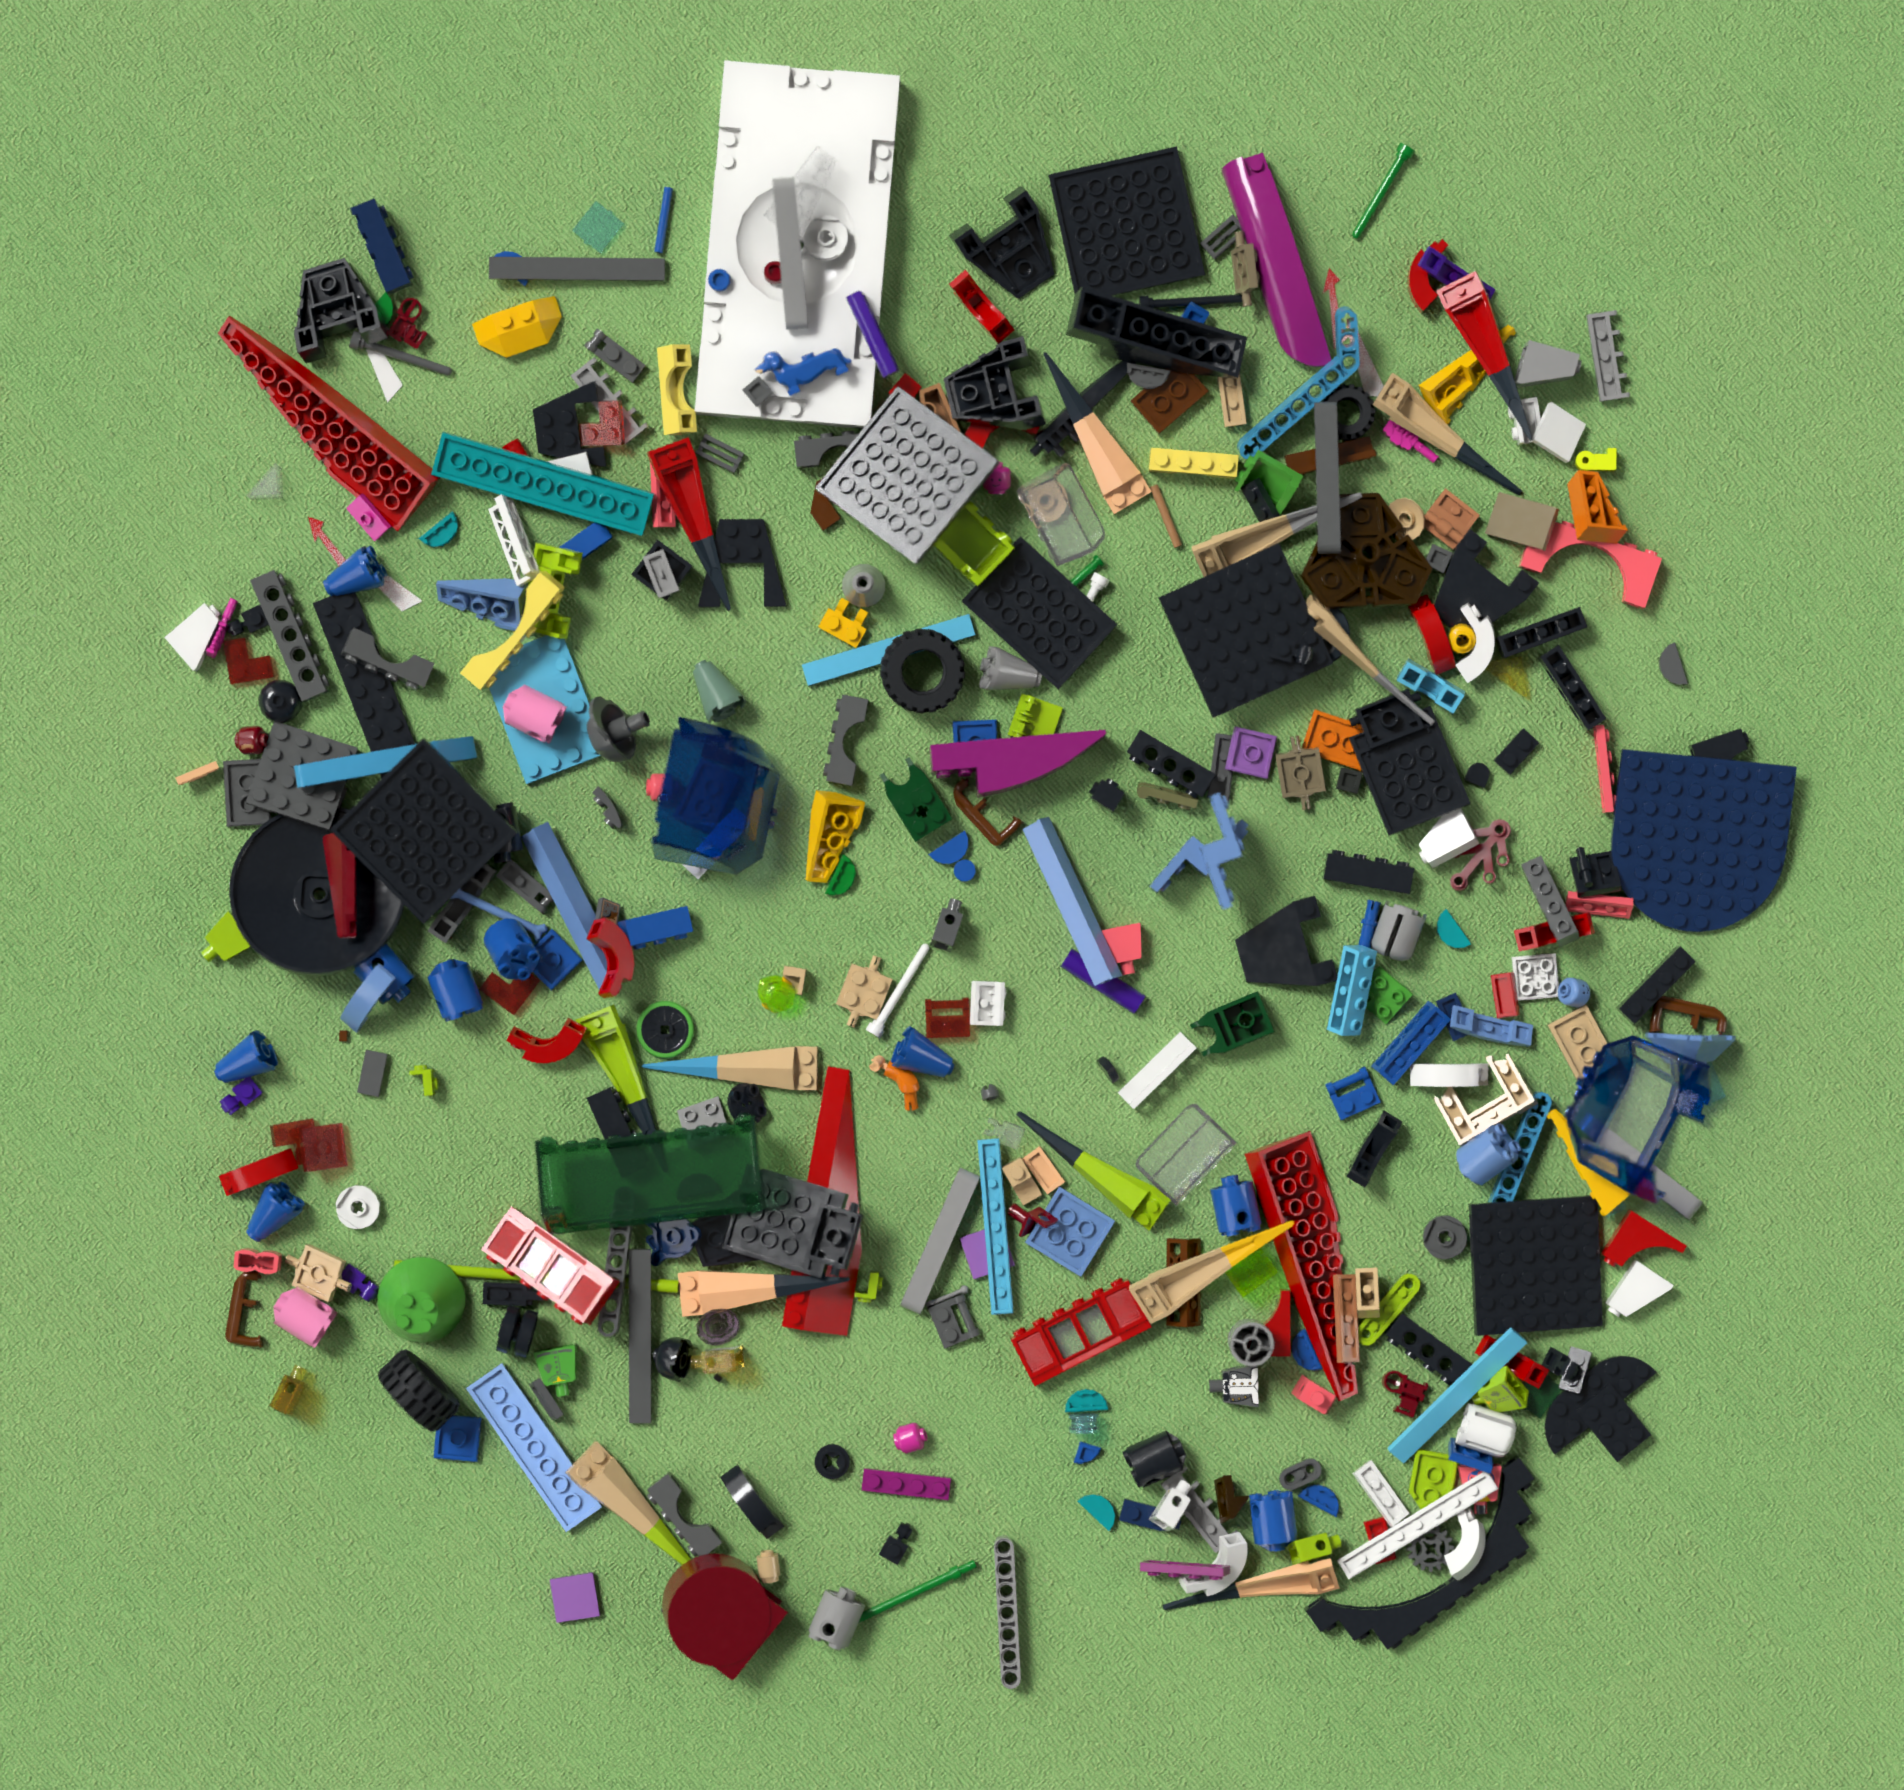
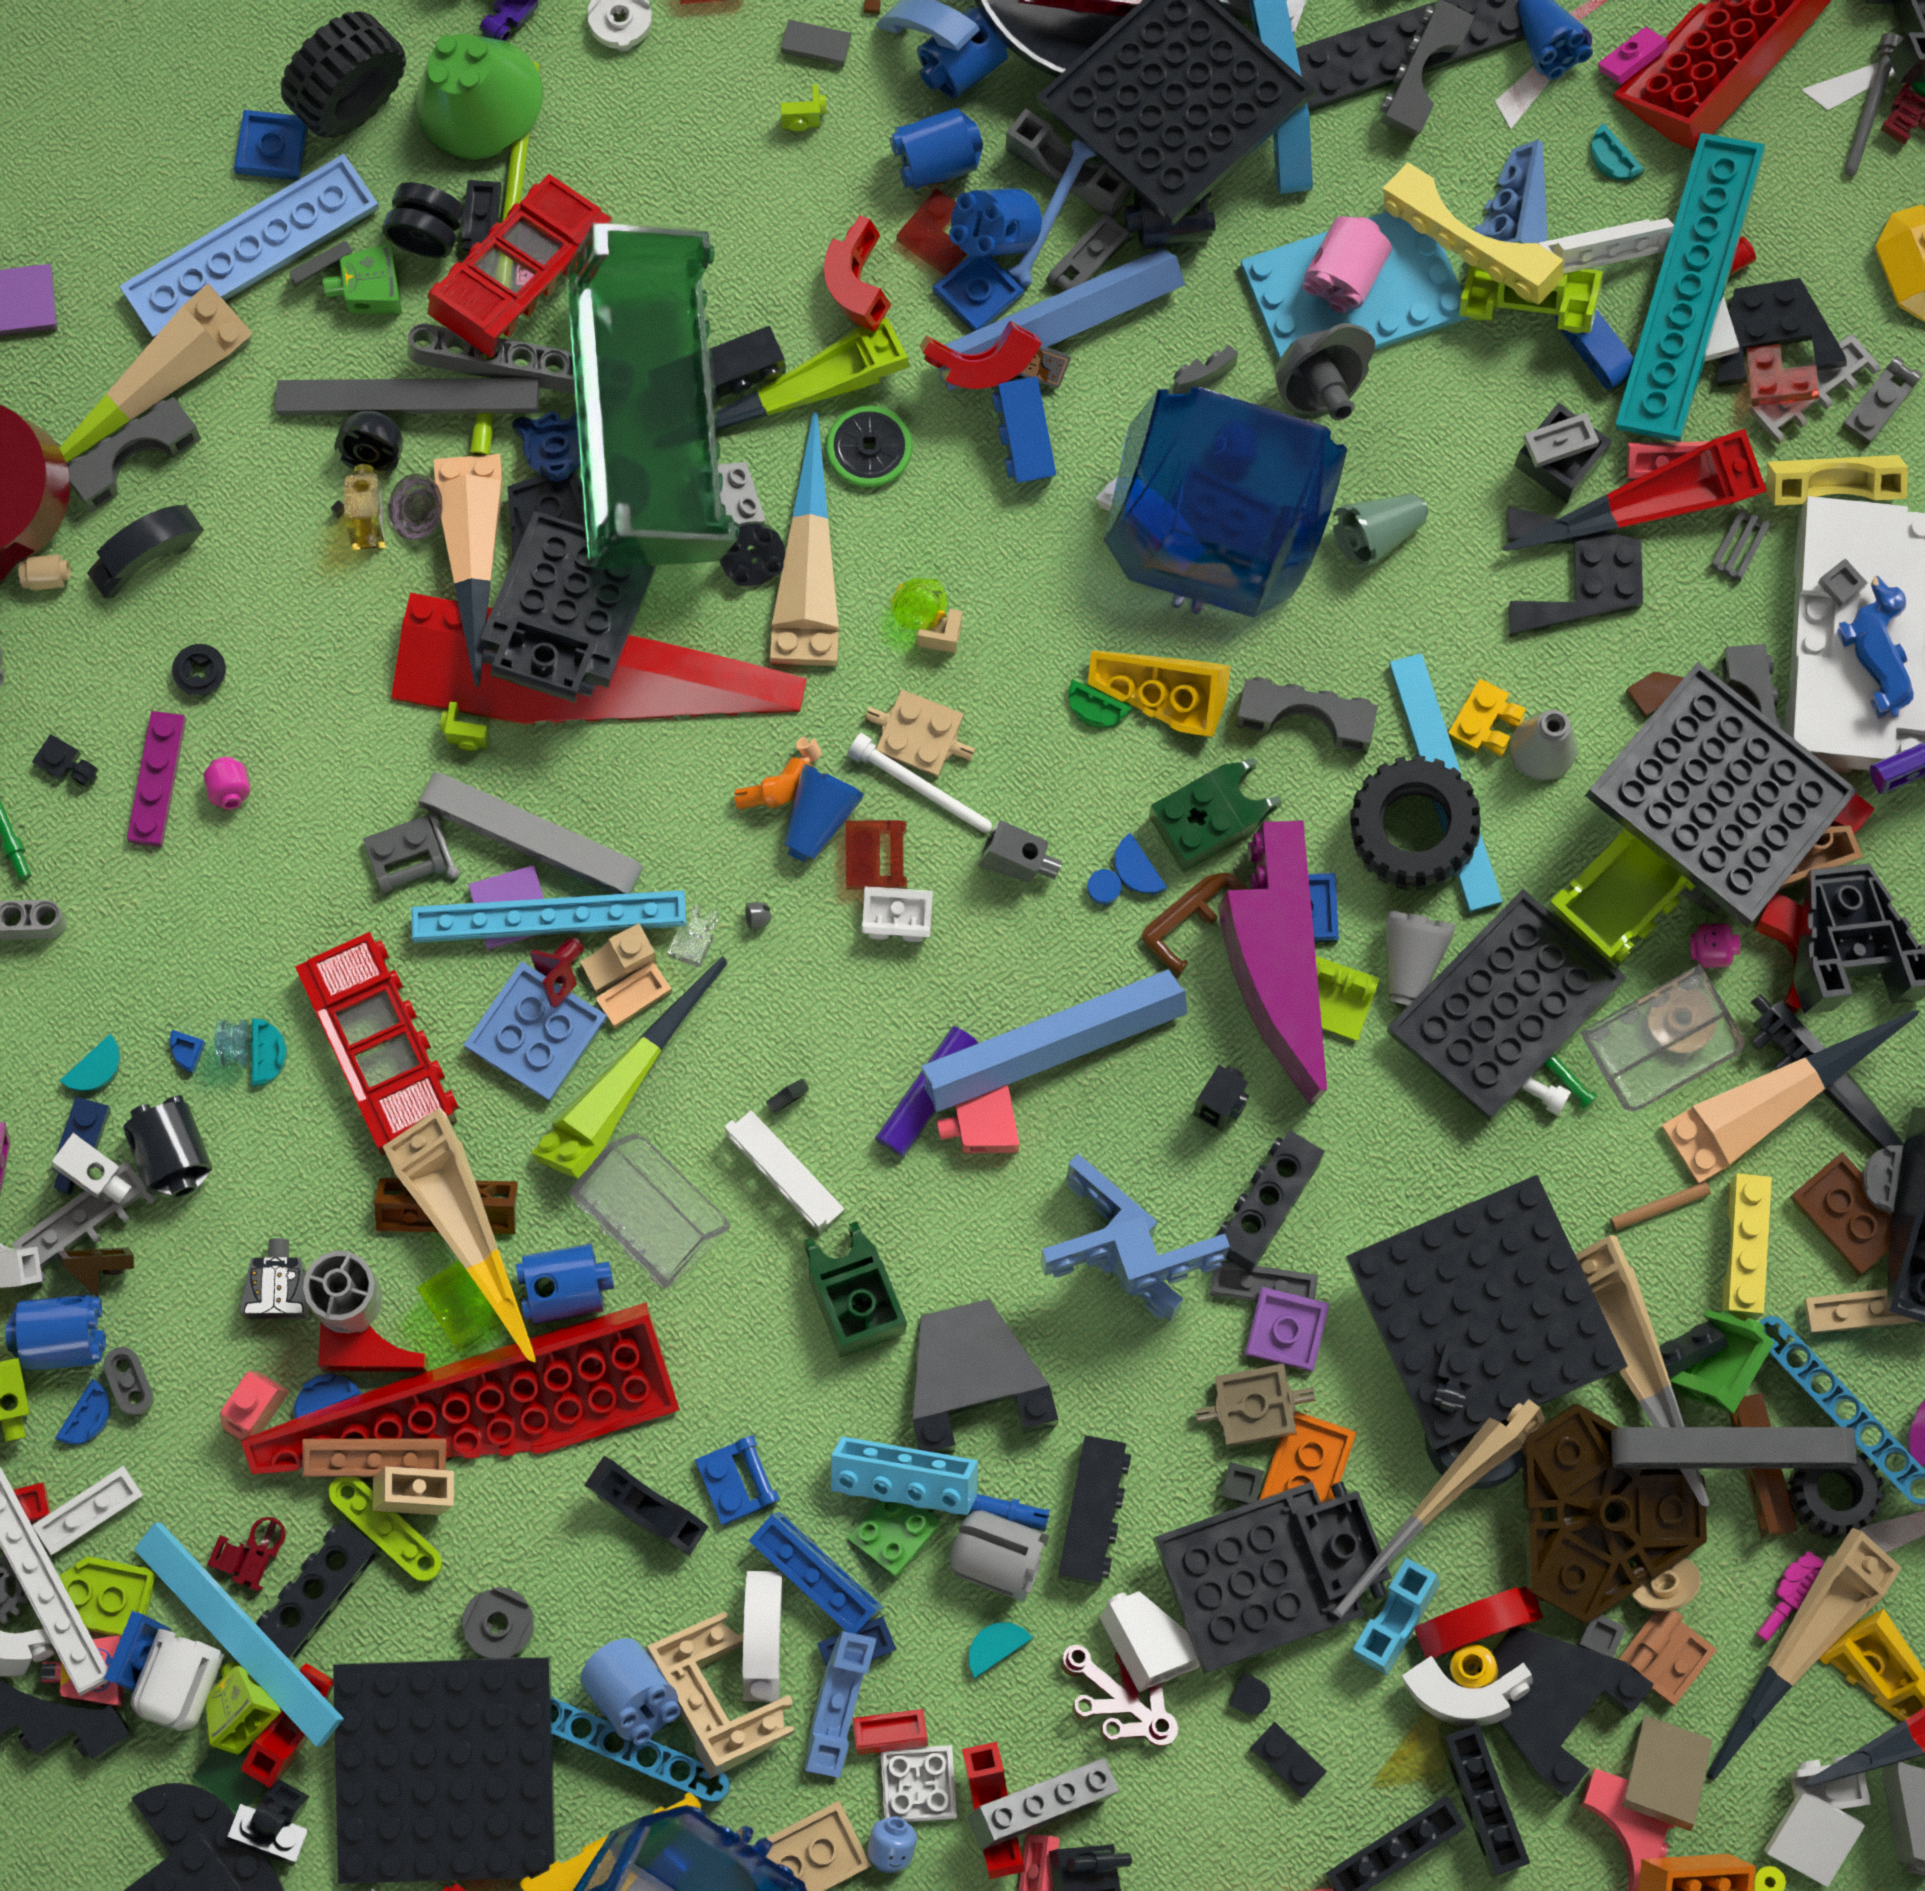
camera: 85 degrees right, 15 degrees down
(1166, 795) = (1219, 1192): olive plate -> none

